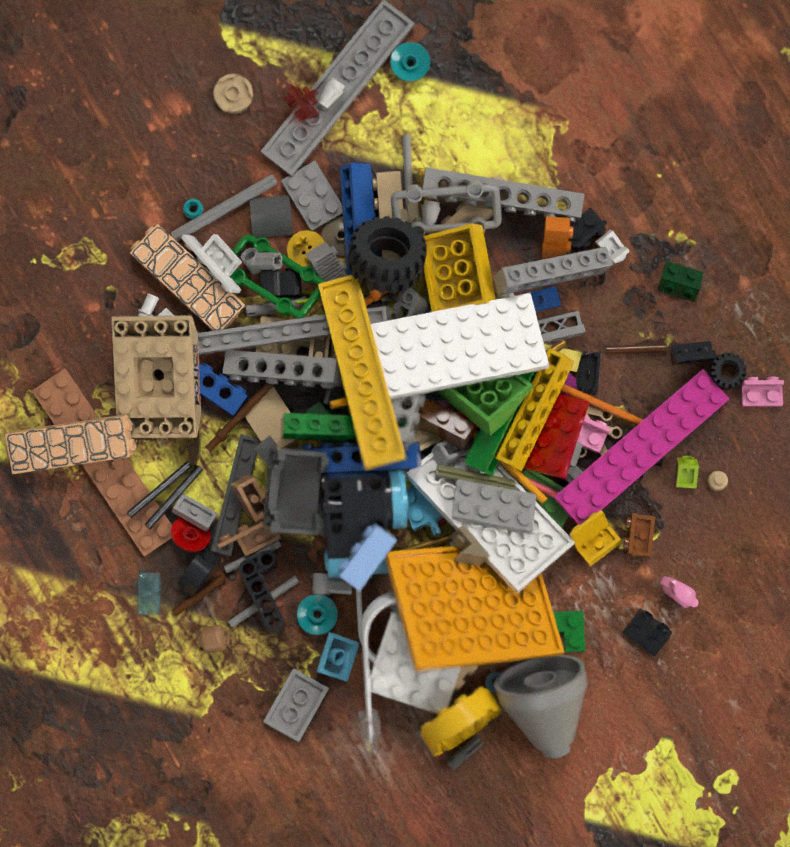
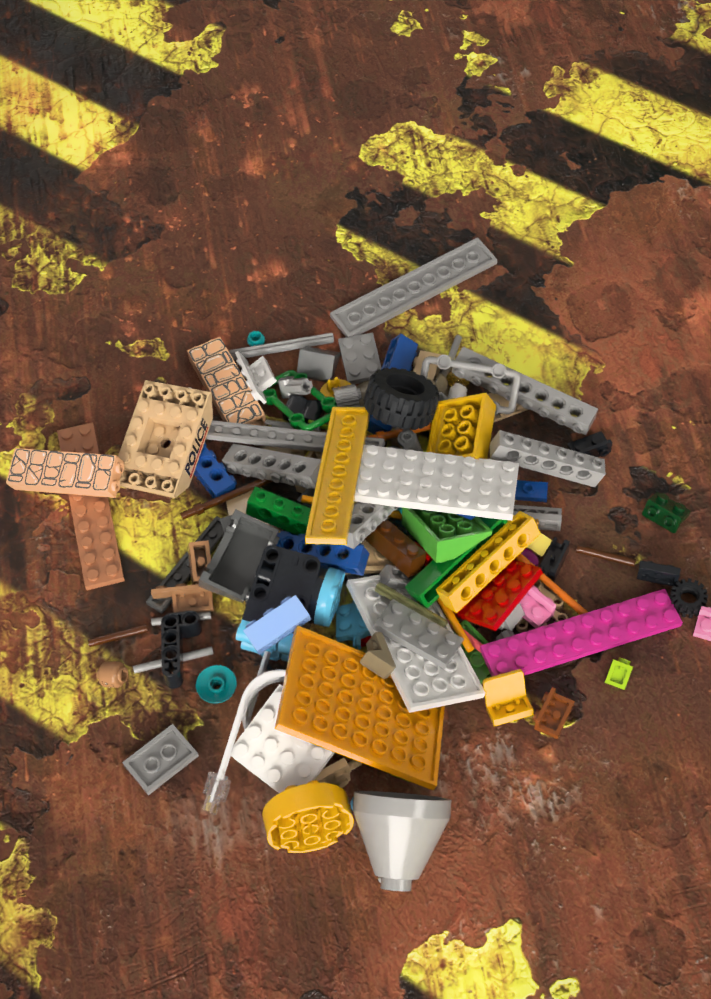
camera: 30 degrees right, 25 degrees down
(149, 593) = (75, 619): clear light blue hinge -> none
(159, 489) = (124, 535): black bar -> none
(173, 497) = (134, 545): black bar -> none
(183, 529) = (133, 579): red dish -> none
(194, 450) = (171, 513): dark brown slope -> none
(194, 512) = (146, 564): light grey plate -> none
(198, 571) = (123, 611): black brick -> none
(233, 93) = (326, 271): tan tile -> none
(307, 109) = (382, 282): clear red hips -> none
(325, 585) = (239, 662): light grey piece -> none
(331, 92) = (406, 284): white cone -> none
(338, 657) = (215, 727): medium azure slope -> none
(410, 52) = (482, 284): teal dish -> none
(465, 752) = (303, 860): dark grey axle -> none
(556, 236) = (563, 433): orange brick -> none
(572, 626) = (457, 777): green plate -> none
(615, 248) = (612, 465): white bracket -> none
(647, 632) = (530, 807): black bracket -> none
(679, 592) = (575, 777): bright pink animal -> none
(717, 480) = (648, 691): tan piece -> none

